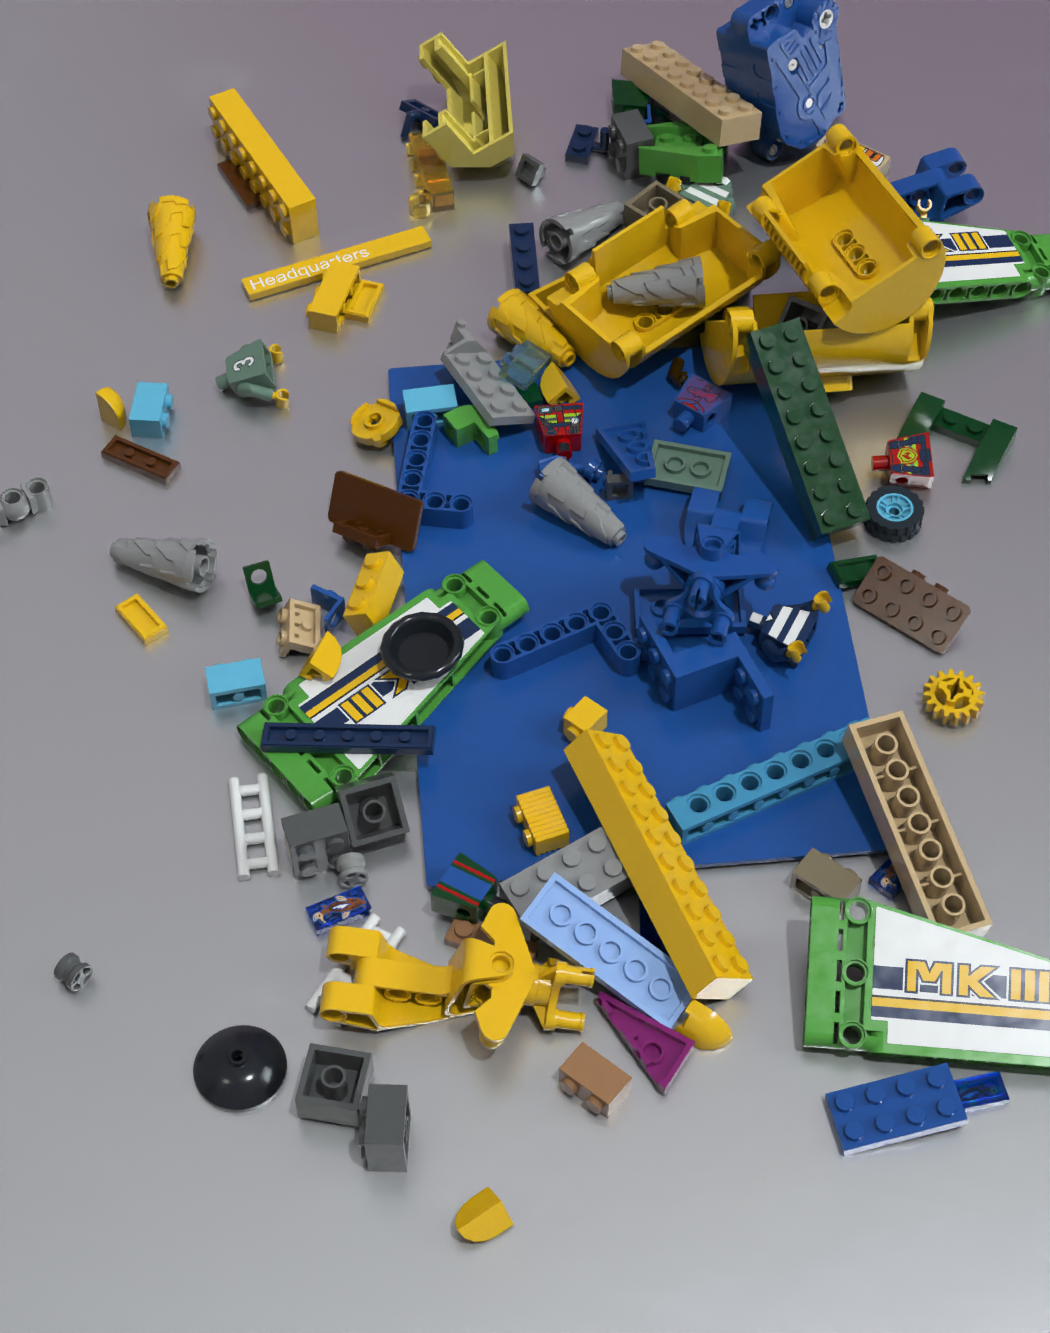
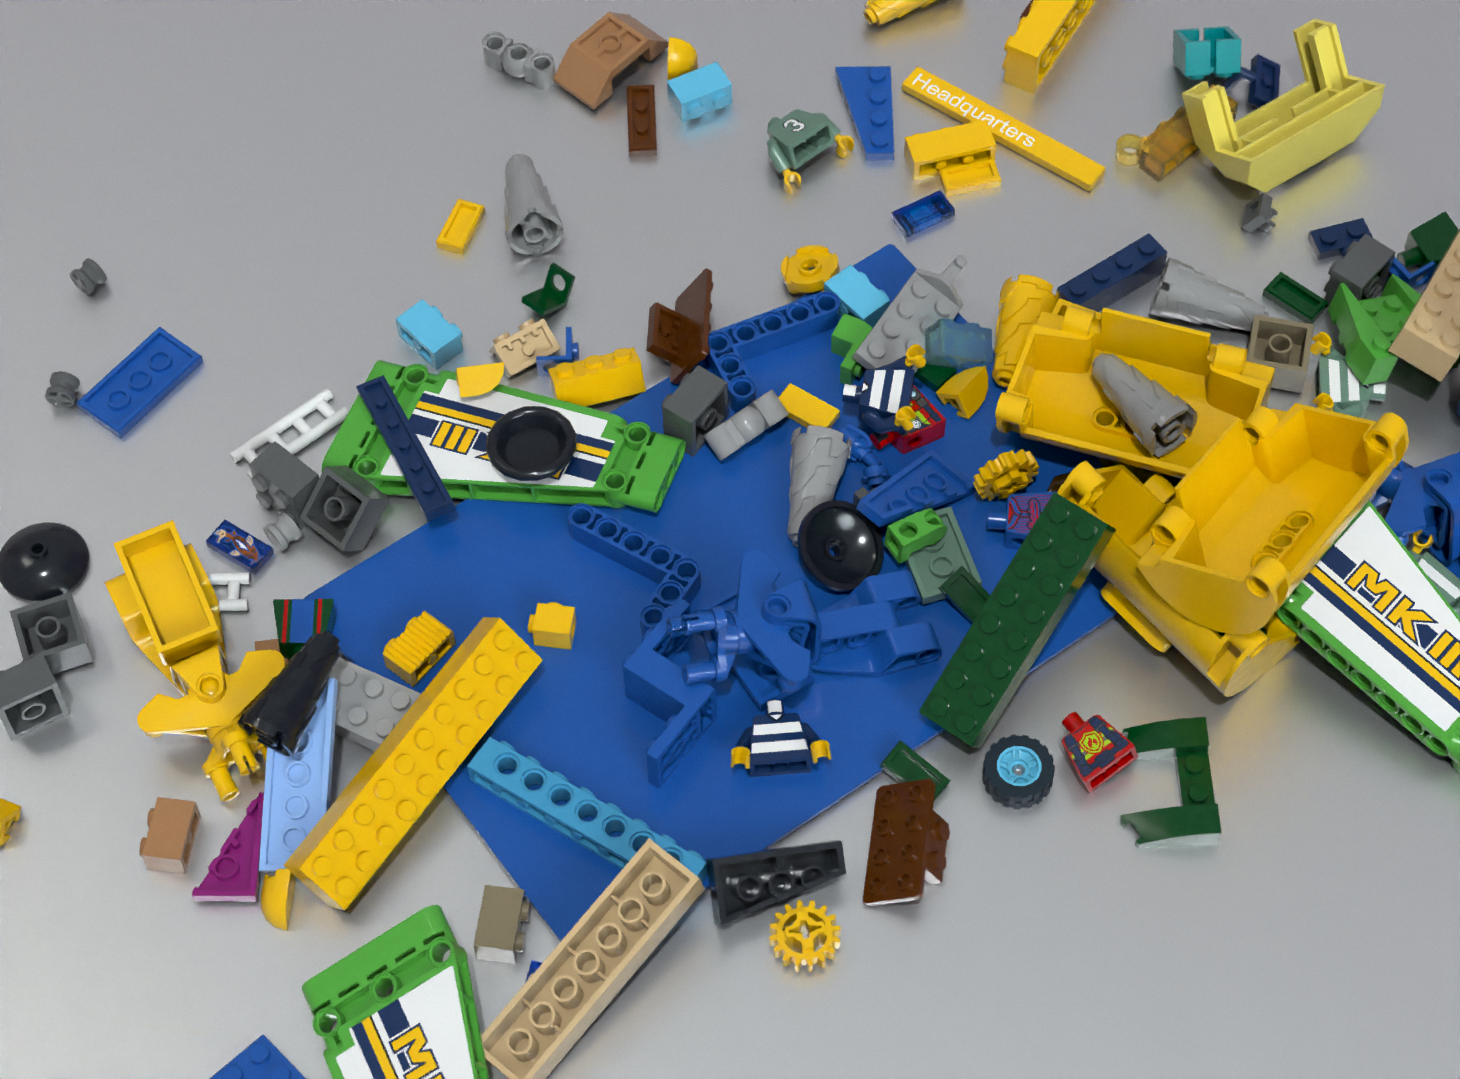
camera: 60 degrees right, 5 degrees up
(67, 451) = (604, 53): none -> medium nougat slope
(109, 913) = (139, 382): none -> blue tile
(253, 323) = (870, 108): none -> blue wing
(374, 341) = (922, 214): none -> clear blue tile
(379, 121) = (1216, 53): none -> teal piece
(382, 956) = (168, 592): none -> yellow piece
(459, 536) = (695, 408): none -> dark grey brick
(492, 520) = (746, 425): none -> light grey piece
(501, 483) = (807, 408): none -> yellow tile
(546, 419) = (887, 393): none -> torso
(564, 911) = (291, 697): none -> black cone
(611, 189) = (1295, 298): none -> dark green tile
(645, 512) = (850, 535): none -> black dish
(657, 392) = (1005, 474): none -> yellow gear
(670, 466) = (914, 533): none -> bright green leg
(742, 465) = (965, 593): none -> dark green tile
(897, 681) = (760, 878): none -> black wedge

